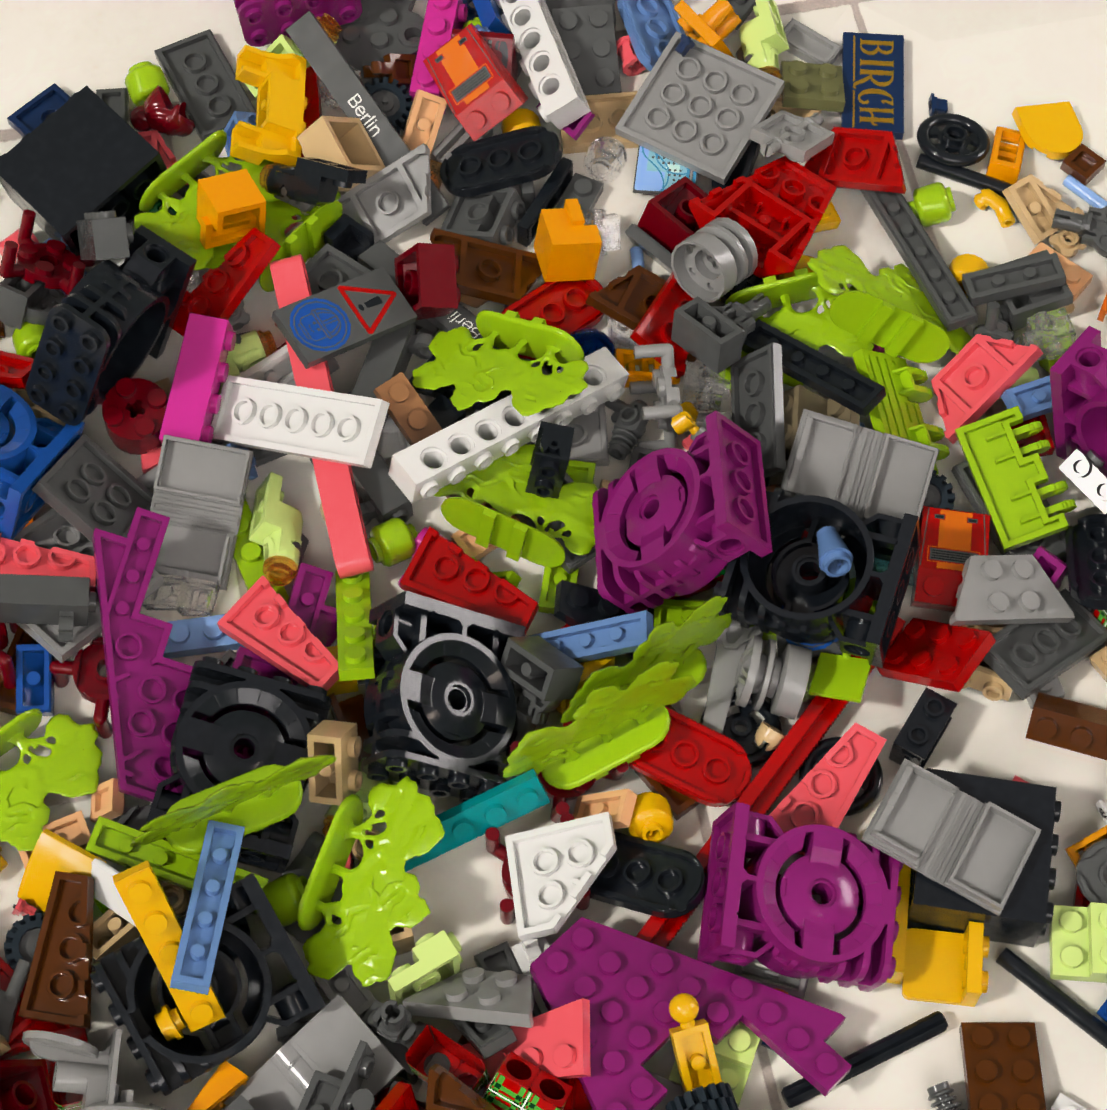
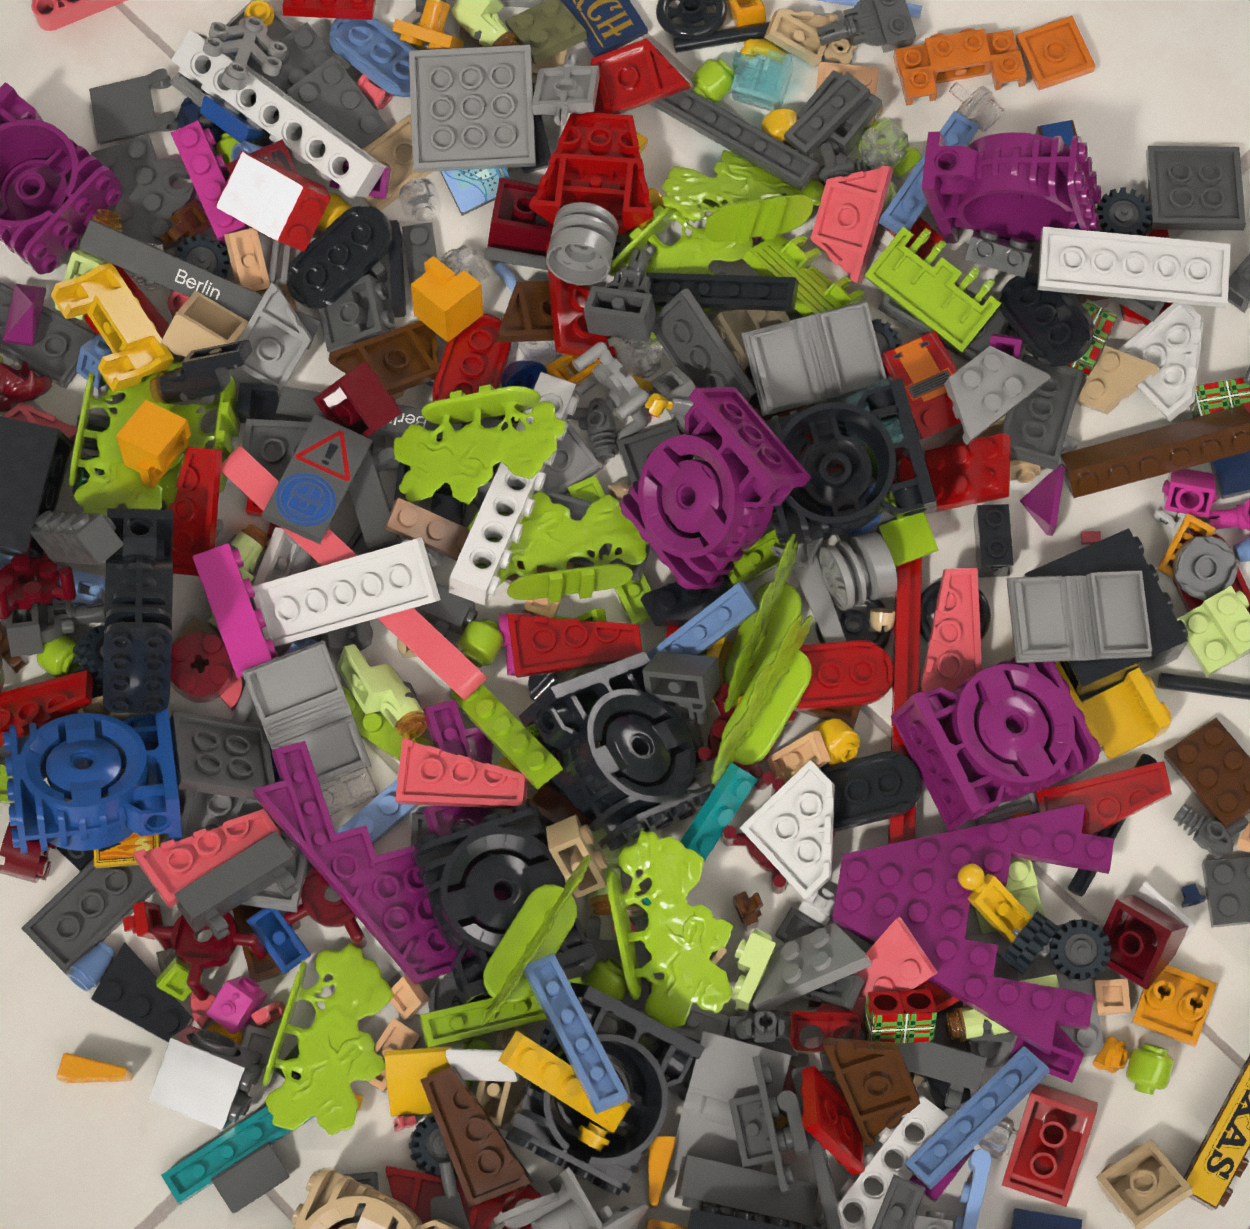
camera: 30 degrees left, 10 degrees up
(210, 68) = (24, 315): none -> magenta slope
(288, 466) = (357, 634): none -> dark grey bracket
(463, 915) = (748, 909): none -> reddish brown plate
(550, 460) = (571, 500): black hinge -> none
(685, 45) = (427, 61): dark blue piece -> none
(833, 553) = (847, 443): medium blue cone -> none
(879, 1028) = (1110, 796): none -> red wing
(974, 224) = (761, 81): none -> clear light blue plate
(998, 726) = (1044, 501): none -> magenta slope

